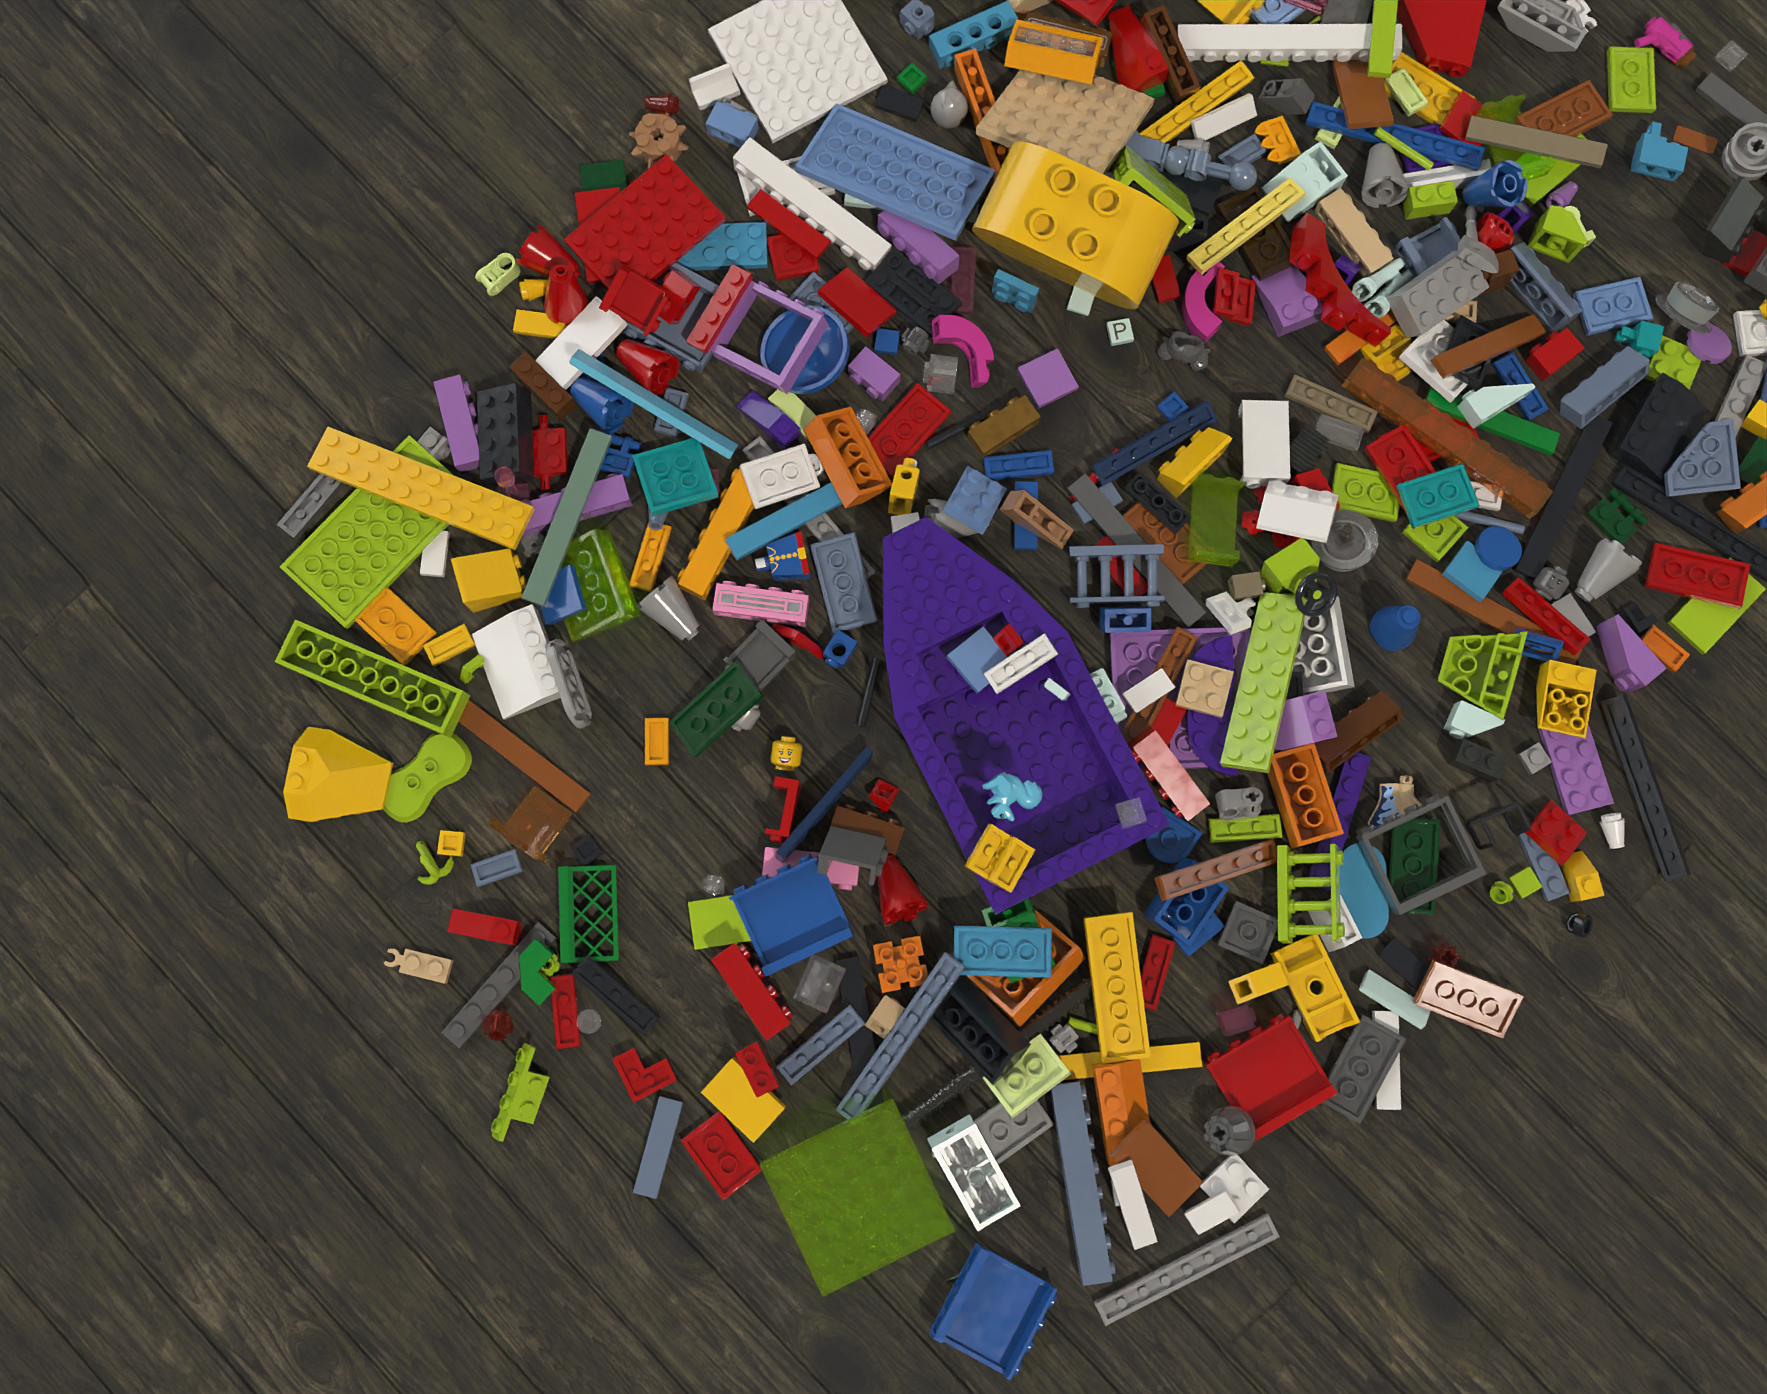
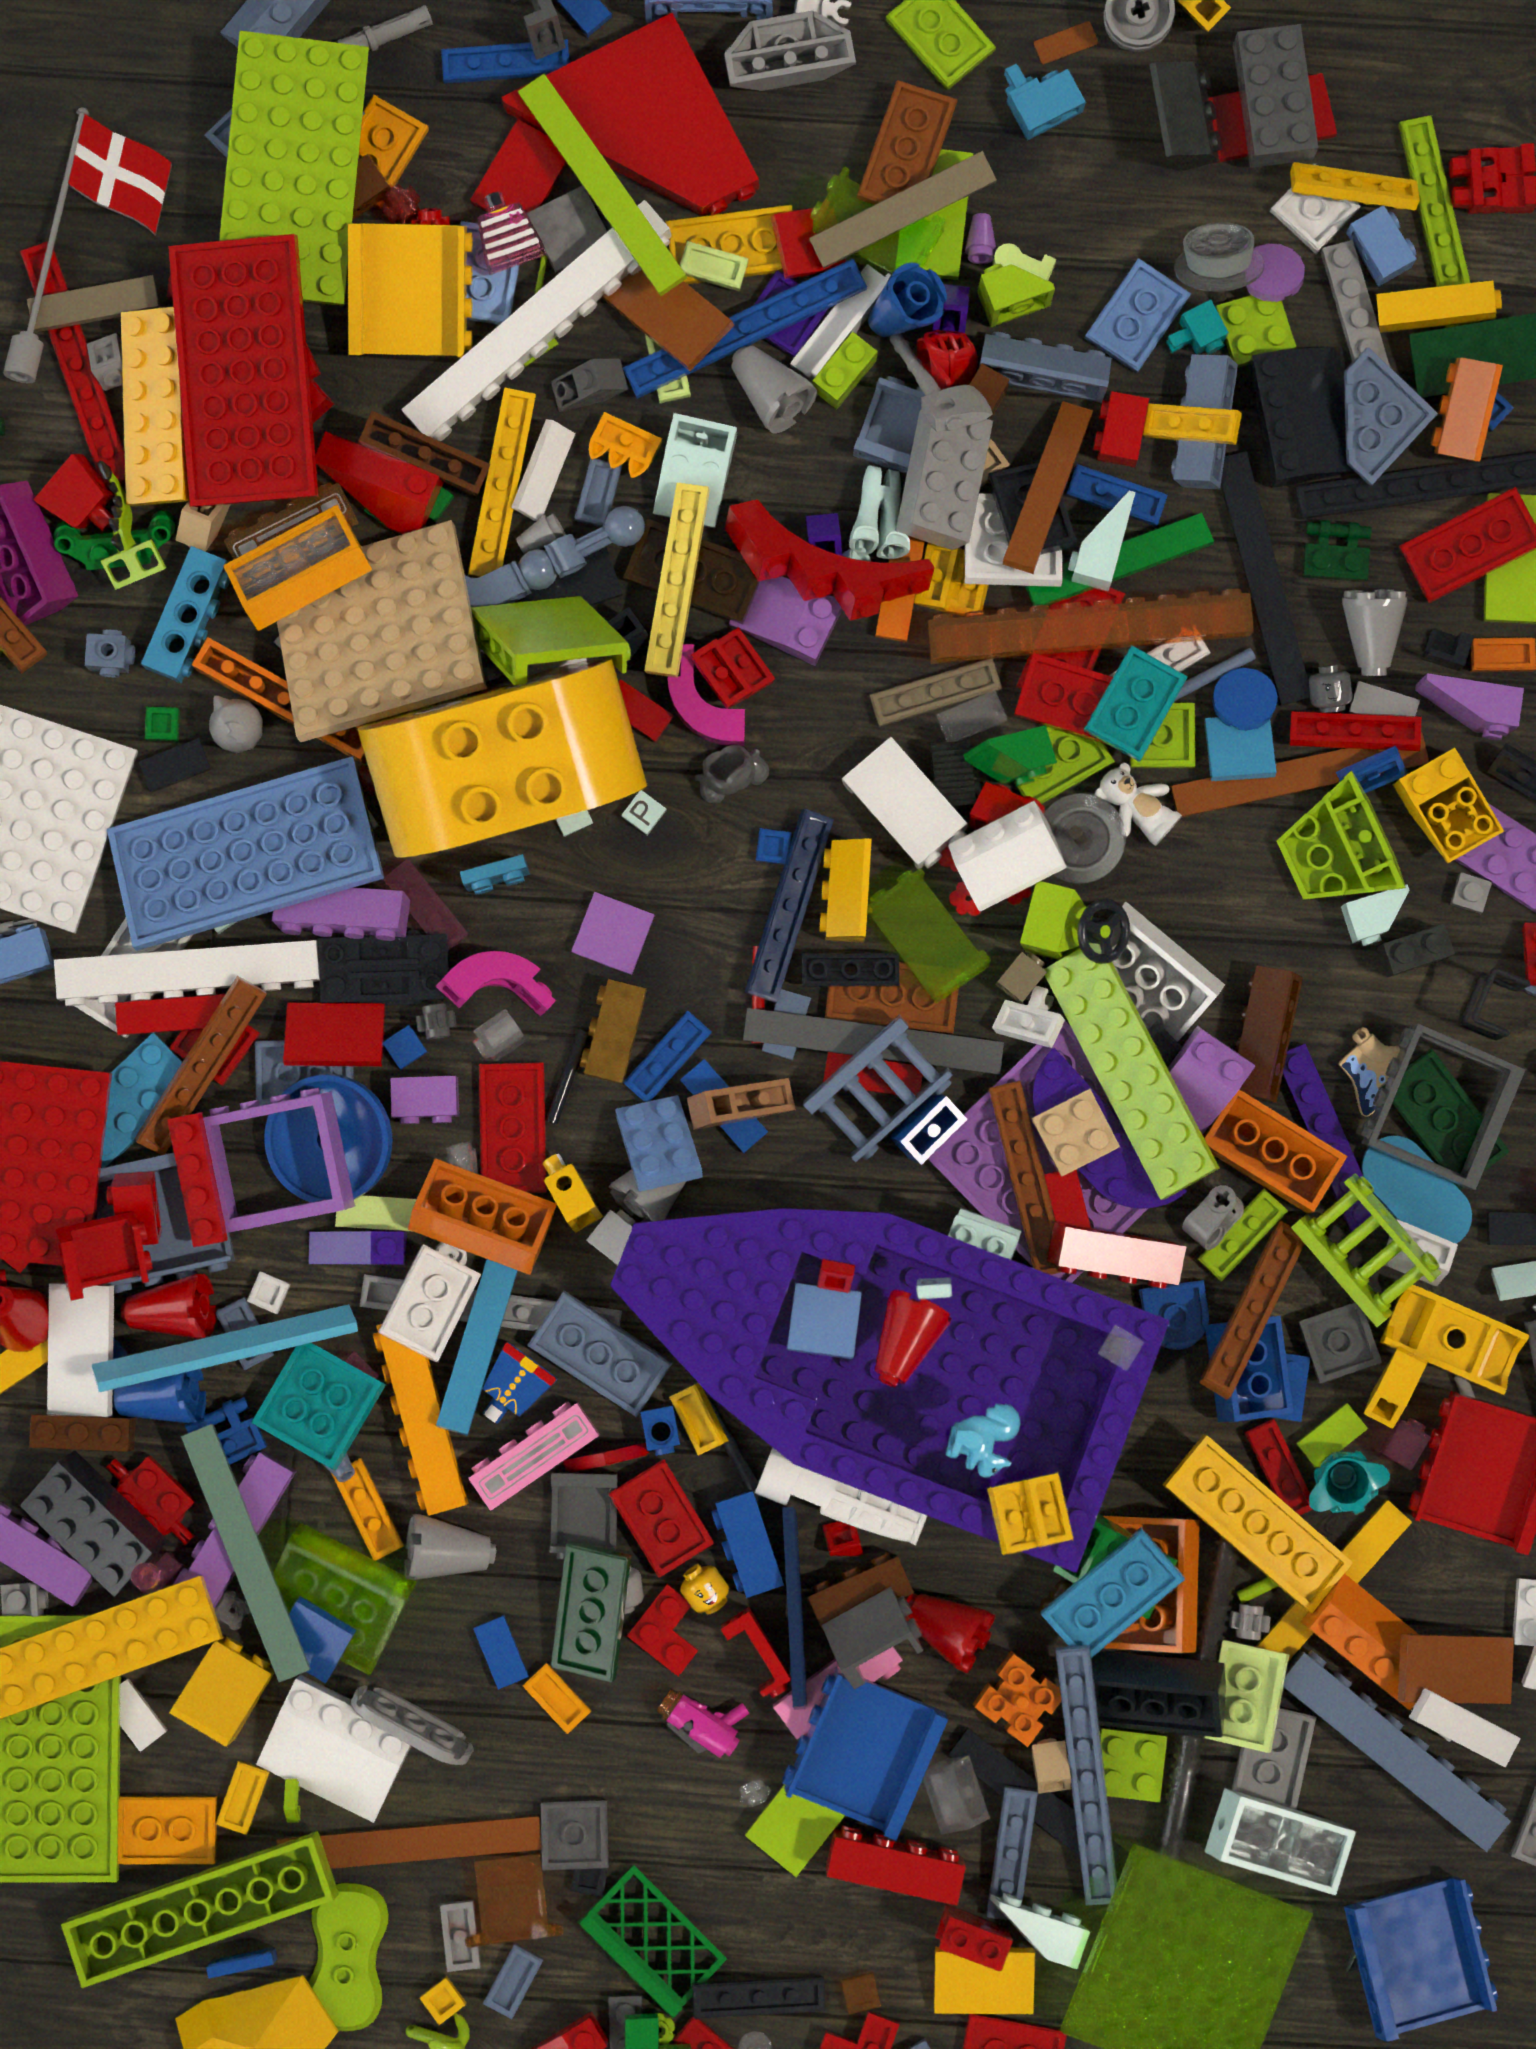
camera: 45 degrees left, 5 degrees up
(368, 727) = (242, 1962): none -> blue tile
(496, 808) = (458, 1923): none -> light grey plate
(599, 820) = (574, 1835): none -> flat silver tile
(650, 691) = (501, 1652): none -> blue tile
(671, 1045) = (861, 1993): none -> clear orange tile
(702, 402) = (268, 1292): none -> white tile
(717, 823) = (699, 1726): none -> dark pink piece
(740, 754) = (656, 1633): none -> red plate
(779, 254) = (201, 1063): none -> dark orange tile
(797, 696) = (660, 1518): none -> red tile
(801, 1109) = (1052, 1936): none -> light aqua slope
(830, 750) = (747, 1544): none -> blue brick
(864, 663) = (698, 1418): none -> yellow tile
(902, 768) = (838, 1500): none -> white piece
(930, 1057) = (1133, 1763): none -> lime plate
(1019, 705) = (907, 1336): none -> red cone
(1021, 663) = (872, 1291): white tile -> none
(1148, 691) = (1020, 1185): white tile -> none
(1186, 1010) = (1346, 1483): none -> teal piece
(1198, 980) = (1331, 1435): none -> lime tile
(1230, 1130) = (1495, 1564): dark grey piece -> none
(1347, 463) = (1014, 756): none -> green slope
(1353, 233) = (797, 480): tan brick -> none
(1392, 554) = (1138, 803): none -> white piece
(1395, 627) = (1210, 881): blue cone -> none
(1403, 148) = (767, 338): lime bar -> none
(1597, 379) = (1192, 423): none -> yellow tile

